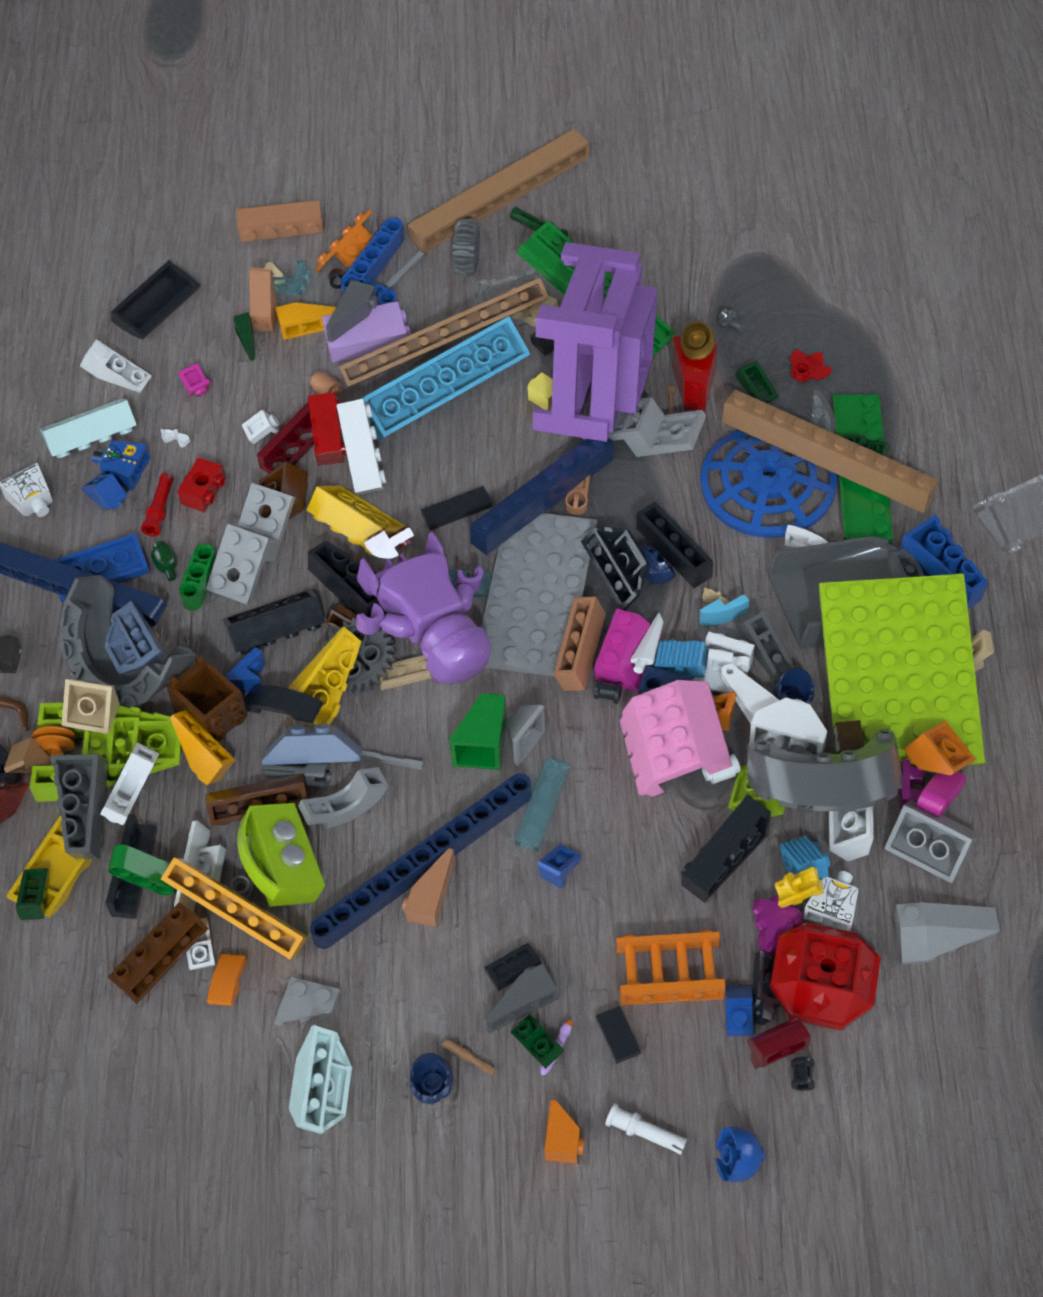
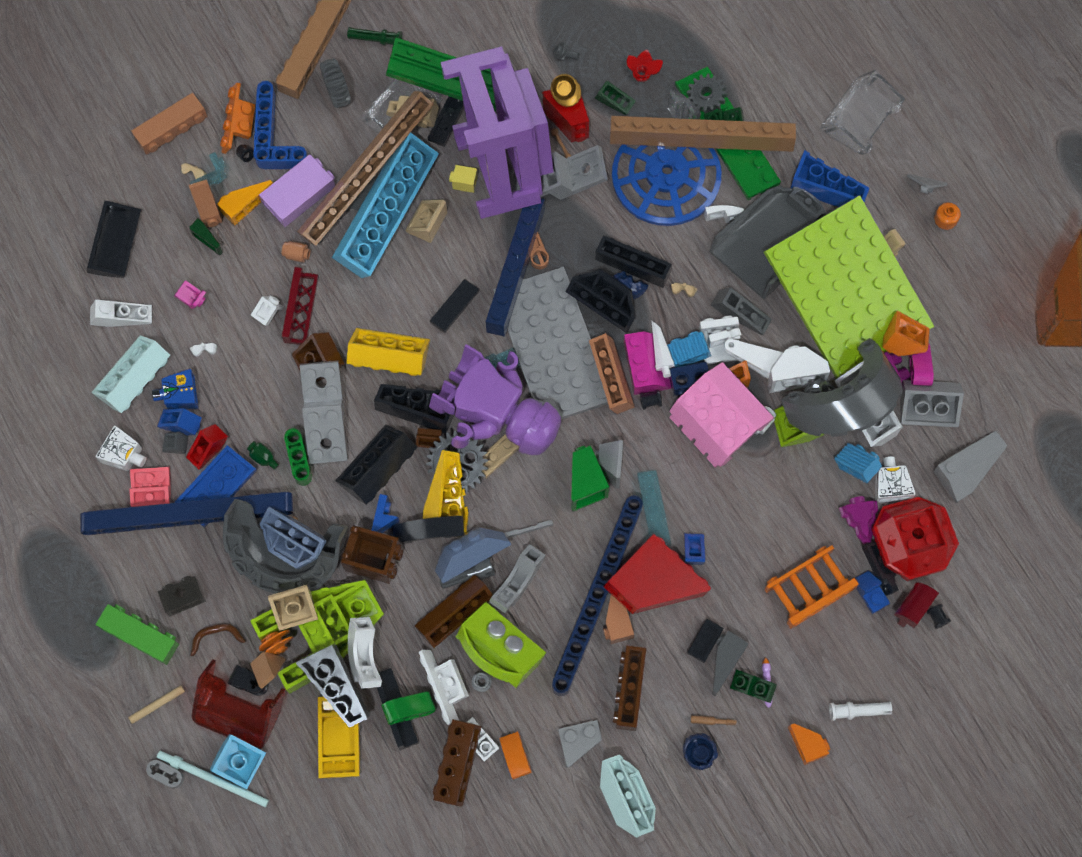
camera: 30 degrees left, 15 degrees up
(34, 908) = (344, 778): dark green slope -> none
(37, 536) = (150, 486): none -> coral slope
(88, 510) = (175, 443): none -> dark grey slope
(115, 523) = (206, 446): none -> red slope
(155, 513) = (230, 420): red pin -> none
(201, 484) = (247, 370): red brick -> none
(201, 750) = (391, 594): light orange slope -> none
(234, 908) = (493, 703): light orange brick -> none
(326, 429) = (323, 289): red wedge -> none
(352, 309) = (282, 178): dark grey slope -> none
(360, 446) = (360, 294): white brick -> none
(384, 545) = (433, 365): brick -> none
(395, 971) = (631, 685): none -> reddish brown brick
(404, 270) = (293, 121): light grey piece -> none
(482, 415) = (427, 219): none -> tan slope
(493, 869) = (655, 579): none -> red slope
(618, 1034) = (802, 652): black tile -> none
(718, 613) = (694, 299): medium azure slope -> none
(727, 849) = (801, 481): black wedge -> none
(739, 1154) = (931, 696): blue cylinder -> none
(795, 685) = (779, 335): dark blue hair -> none
(798, 886) = (869, 487): yellow hips -> none
(848, 736) = (841, 357): dark brown brick -> none
(859, 416) = (705, 85): none -> dark grey gear

